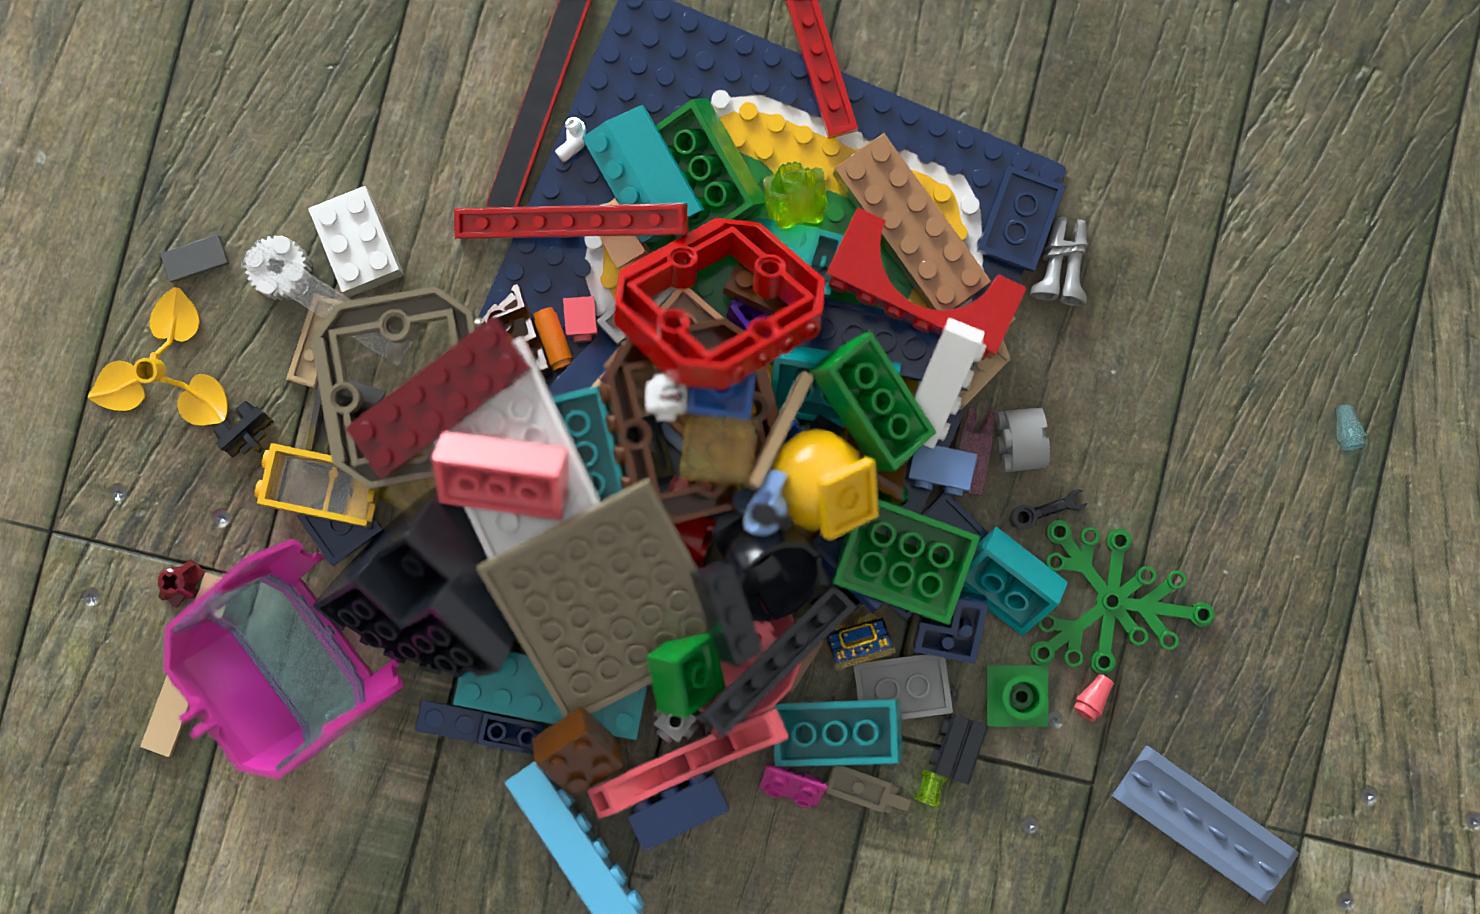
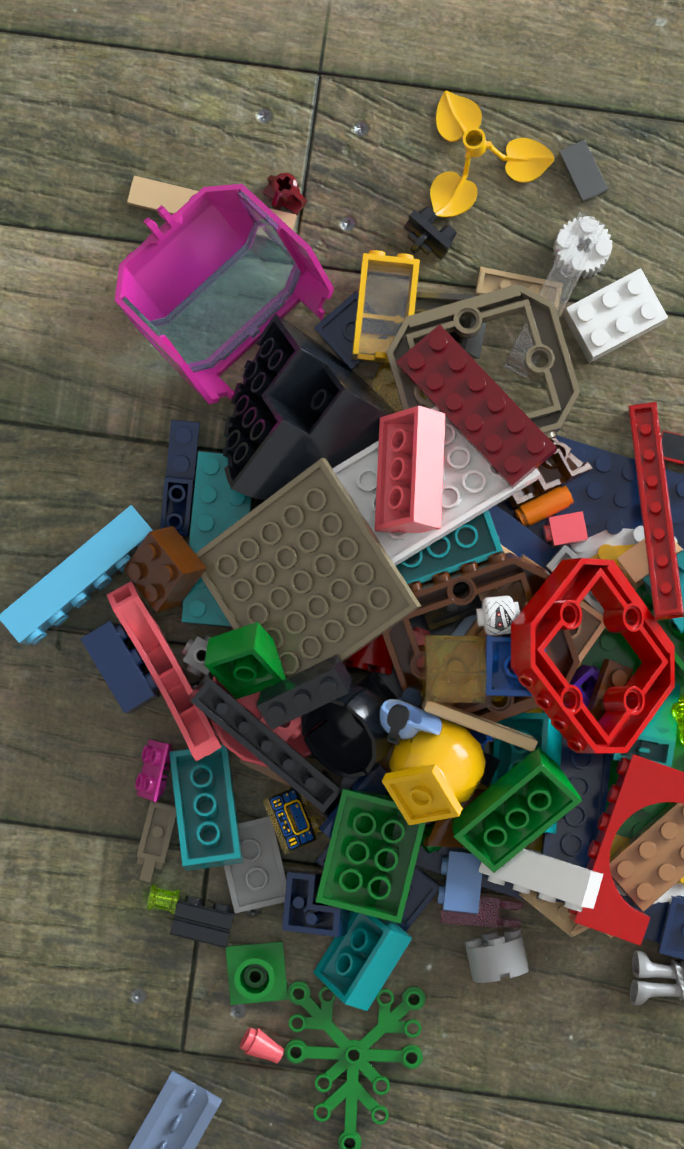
camera: 90 degrees right, 0 degrees up
(1032, 514) = (427, 971): black brick -> none

